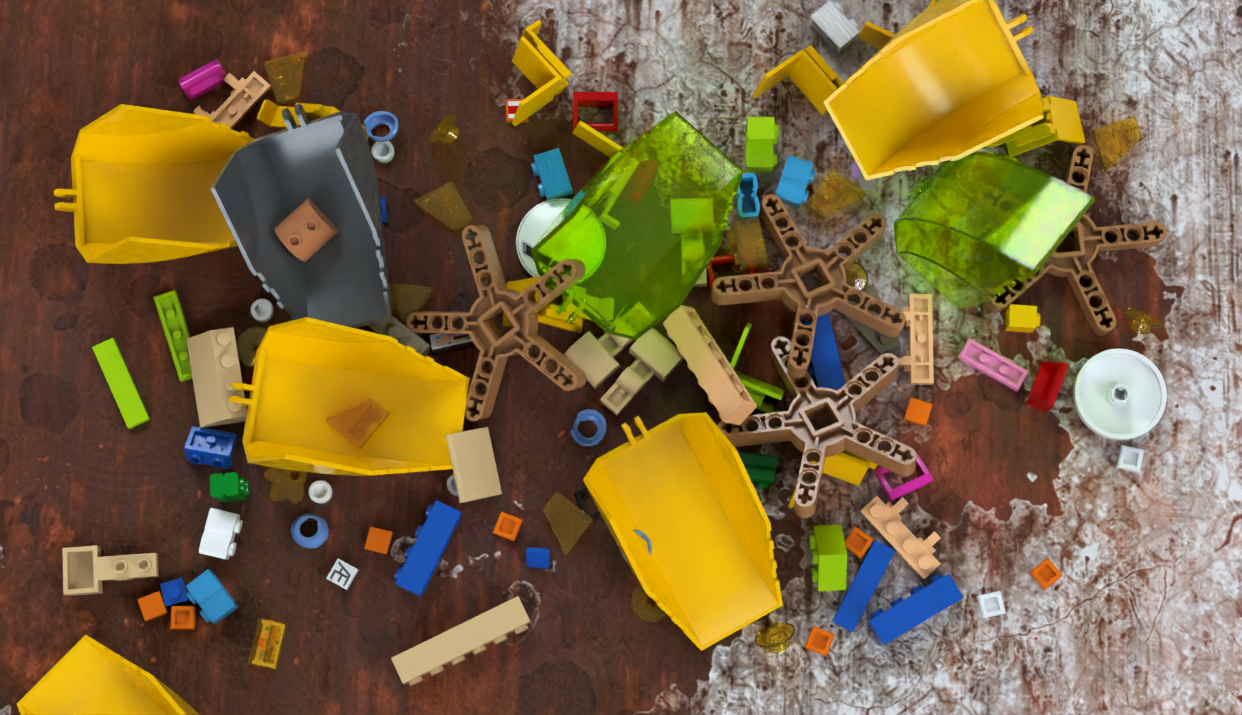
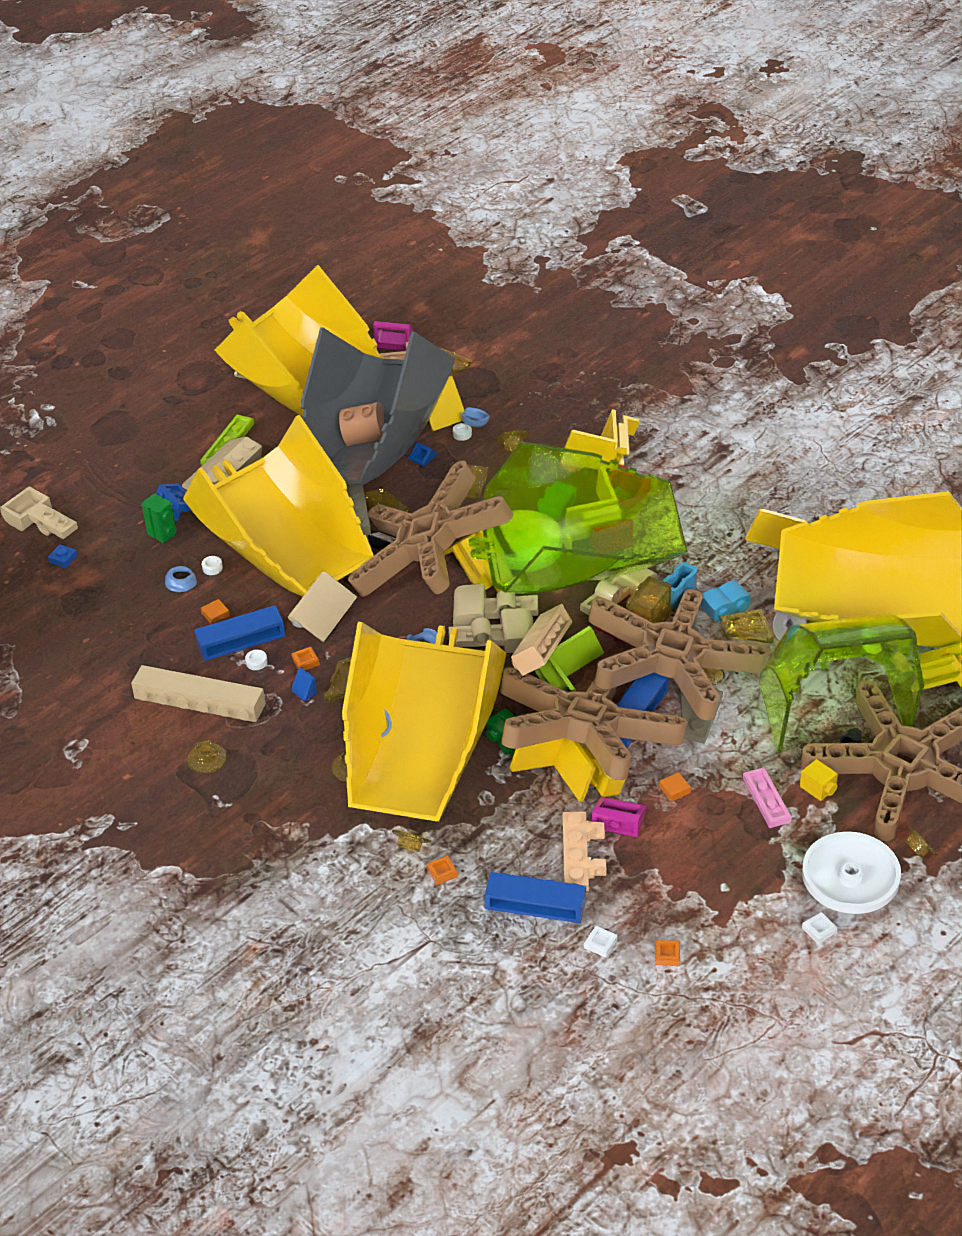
camera: 45 degrees right, 35 degrees down
(121, 383) = (165, 442): lime tile -> none
(152, 606) = (40, 554): orange tile -> none
(183, 617) = (50, 571): orange tile -> none
(211, 597) = (79, 569): dark azure brick -> none
(220, 534) = (125, 542): white brick -> none
(267, 643) = (81, 618): clear yellow slope -> none
(284, 485) = (199, 546): clear yellow plate -> none
(342, 574) = (171, 613): white tile -> none
(359, 422) = (280, 542): clear yellow wing -> none
(467, 561) = (256, 659): none -> white tile
(537, 683) = (206, 757): none -> clear yellow piece
(759, 141) = (724, 562): lime brick -> none
(829, 557) = (503, 815): lime brick -> none
(858, 542) = (539, 832): orange tile -> none
(863, 586) = (514, 859): blue tile -> none
(919, 358) = (732, 734): light nougat hinge -> none
(1046, 385) = (797, 833): red tile -> none

